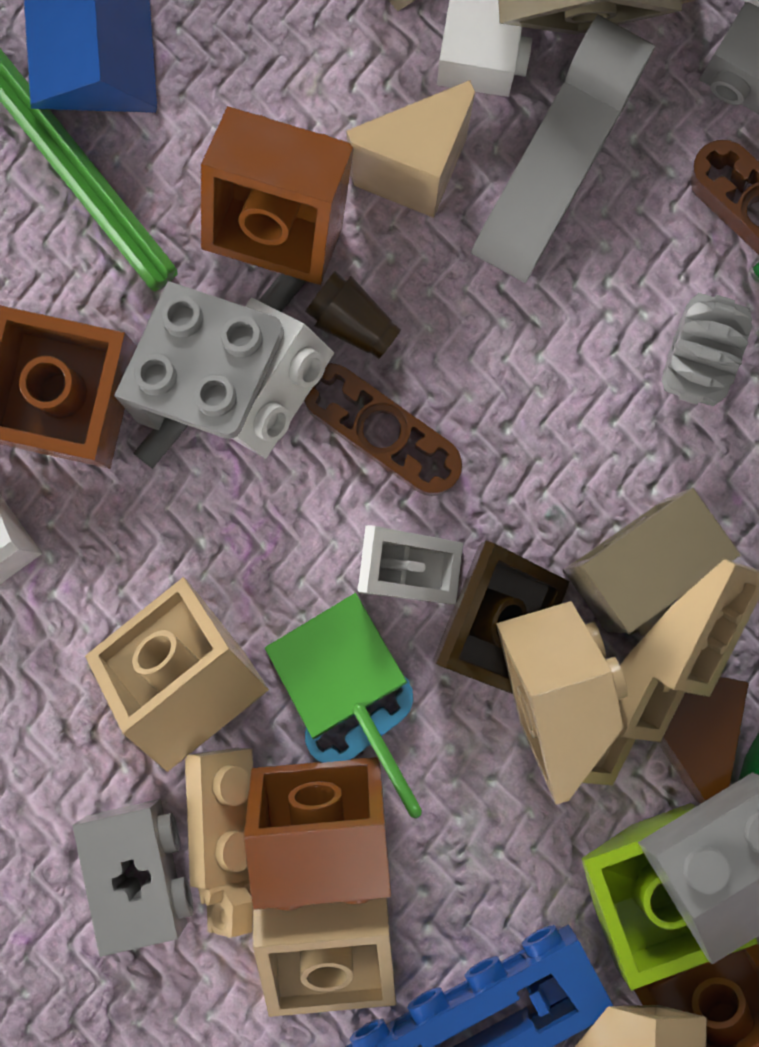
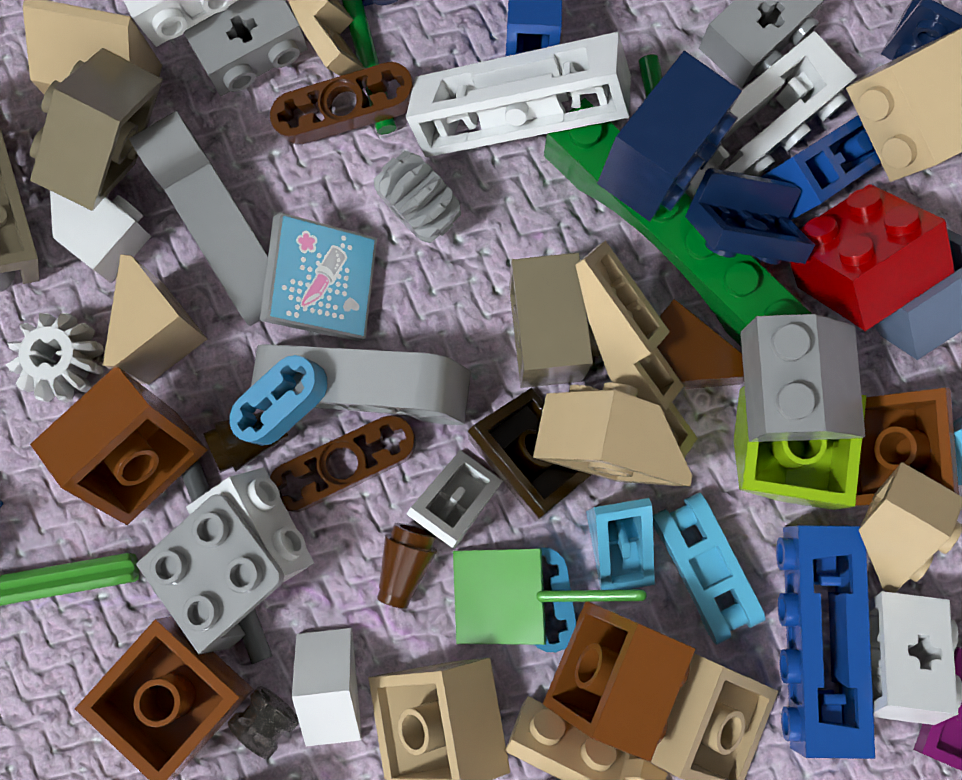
camera: 60 degrees left, 5 degrees down
(83, 497) = (263, 722): none -> clear smoke wheel
(151, 540) = (326, 687): none -> white slope
(316, 550) = (404, 563): none -> reddish brown cone
(328, 54) = (36, 359): none -> white gear
(411, 324) = (276, 397): none -> dark azure beam
(458, 765) = (623, 544): none -> medium azure slope
(478, 402) = (381, 381): none -> light grey beam
(482, 867) = (708, 568): none -> medium azure plate
(561, 295) = (318, 278): none -> tile

